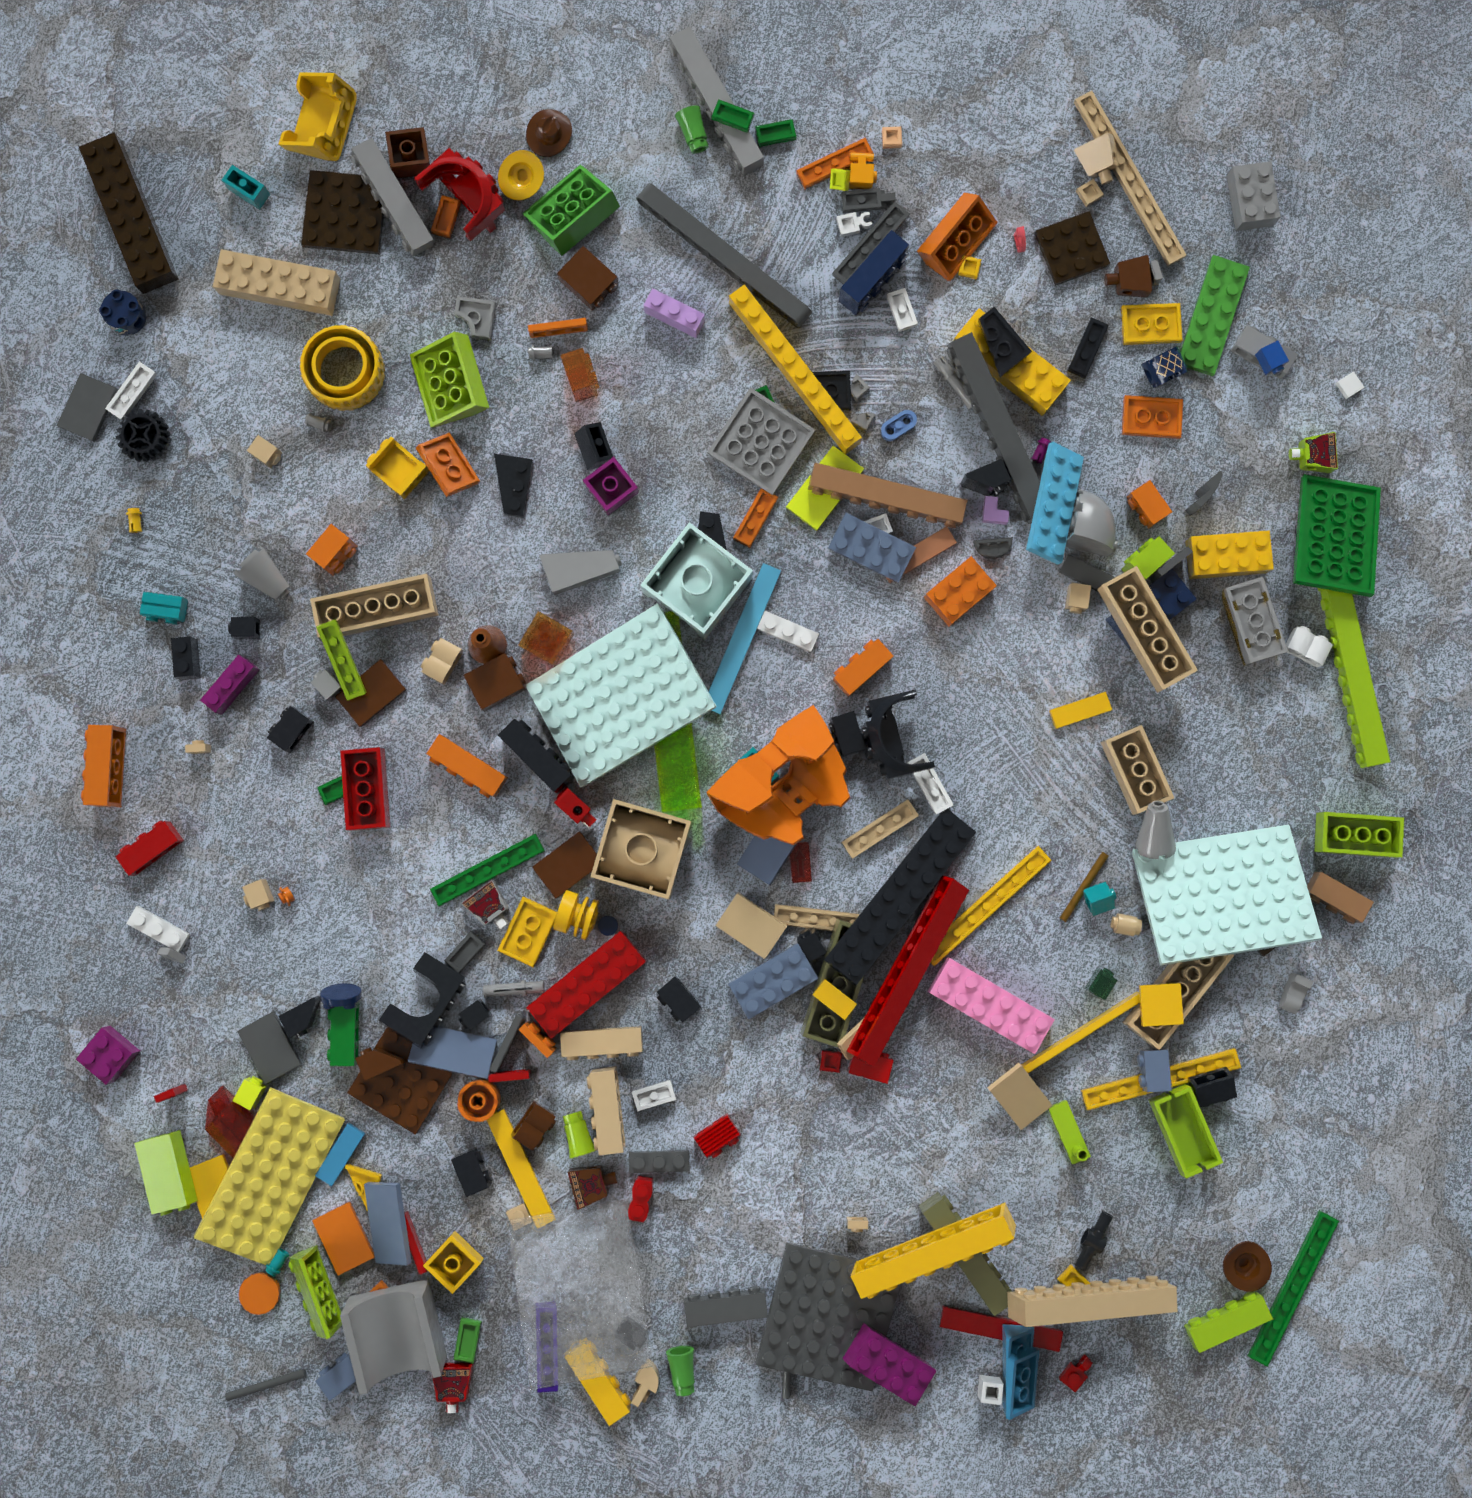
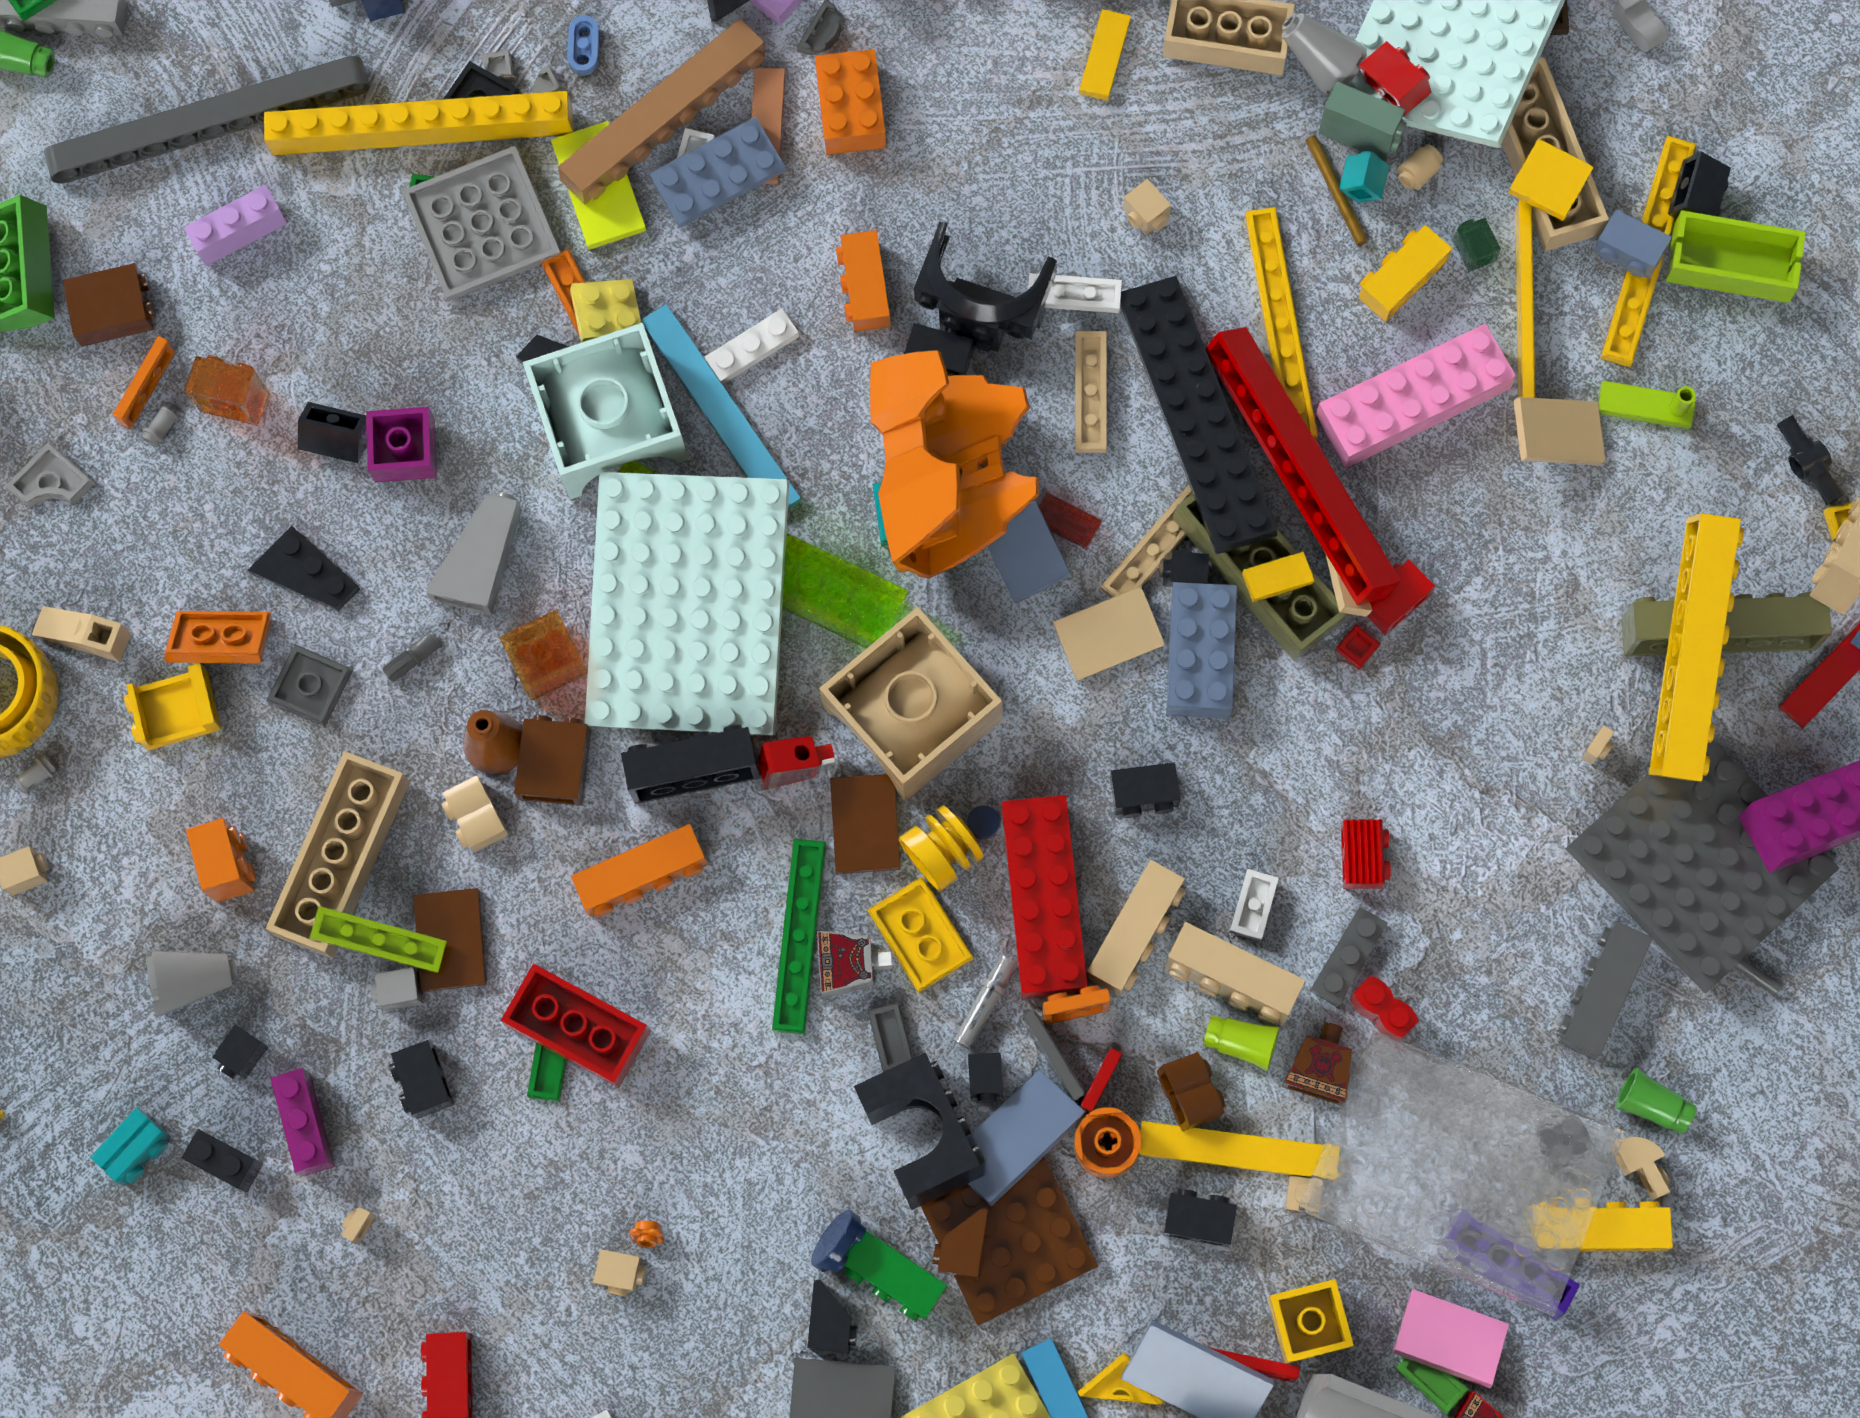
camera: 50 degrees left, 10 degrees down
(405, 393) = (82, 632): none -> tan slope
(449, 379) = (107, 566): lime slope -> none
(455, 528) = (309, 685): none -> dark grey tile
(492, 1338) = (1451, 1338): none -> bright pink tile
(504, 570) = (411, 656): none -> dark grey axle
(755, 542) = (604, 307): none -> light yellow plate
(1004, 791) = (1146, 208): none -> tan brick
(1059, 954) = (1404, 272): none -> yellow brick
(1130, 878) = (1362, 121): none -> sand green brick
(1165, 882) = (1395, 77): none -> red brick

